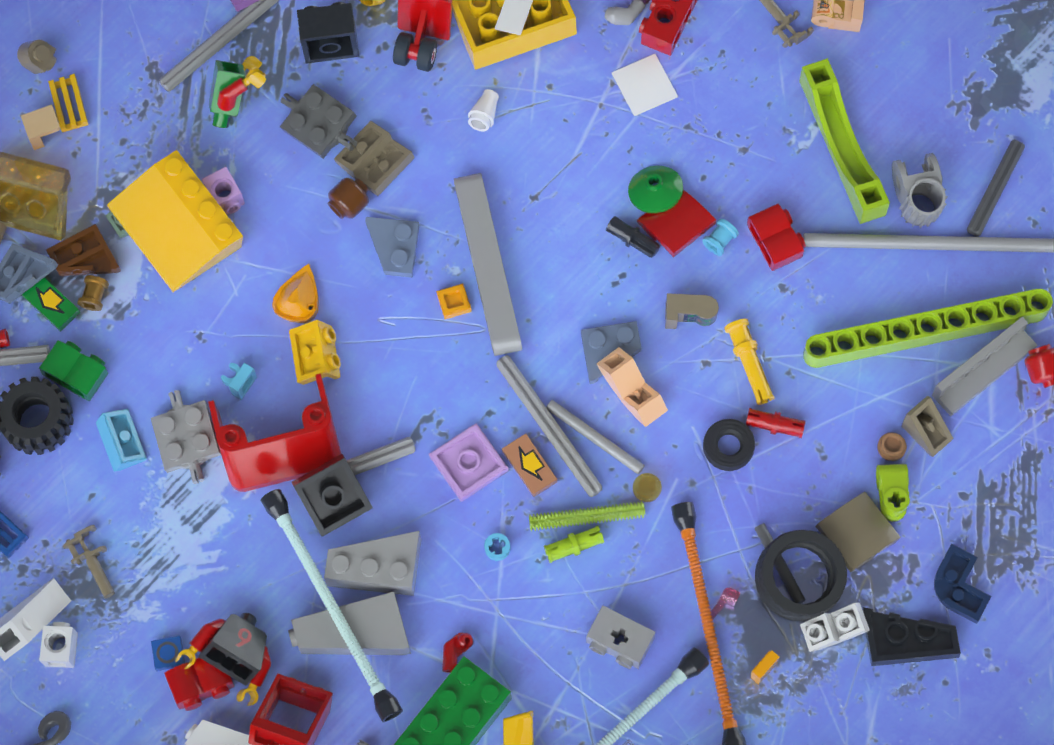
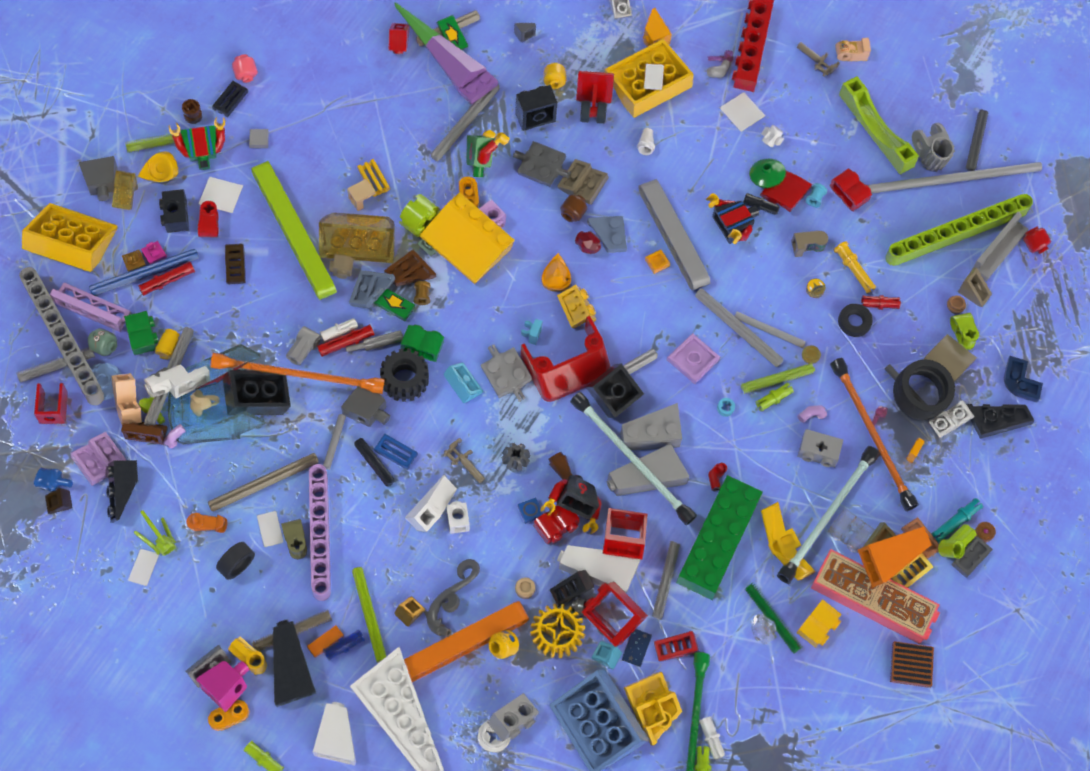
camera: 20 degrees left, 5 degrees down
(36, 56) = (346, 151): dark tan plate -> none
(112, 172) = (418, 214): none -> lime brick
(155, 571) = (516, 451): none -> dark grey piece
(200, 152) = (472, 193): none -> light orange plate
(228, 594) = (560, 465): none -> reddish brown cone
(355, 255) = (588, 242): none -> dark red rock
(529, 465) = (733, 353): nougat tile -> none
(582, 253) = (733, 218): none -> torso
(603, 340) = (763, 273): sand blue wing -> none
(625, 576) = (811, 411): none -> lavender arm
(629, 386) = (781, 292): light nougat brick -> none
(676, 132) = (772, 136): none -> white gear
(681, 383) = (815, 288): none -> tile

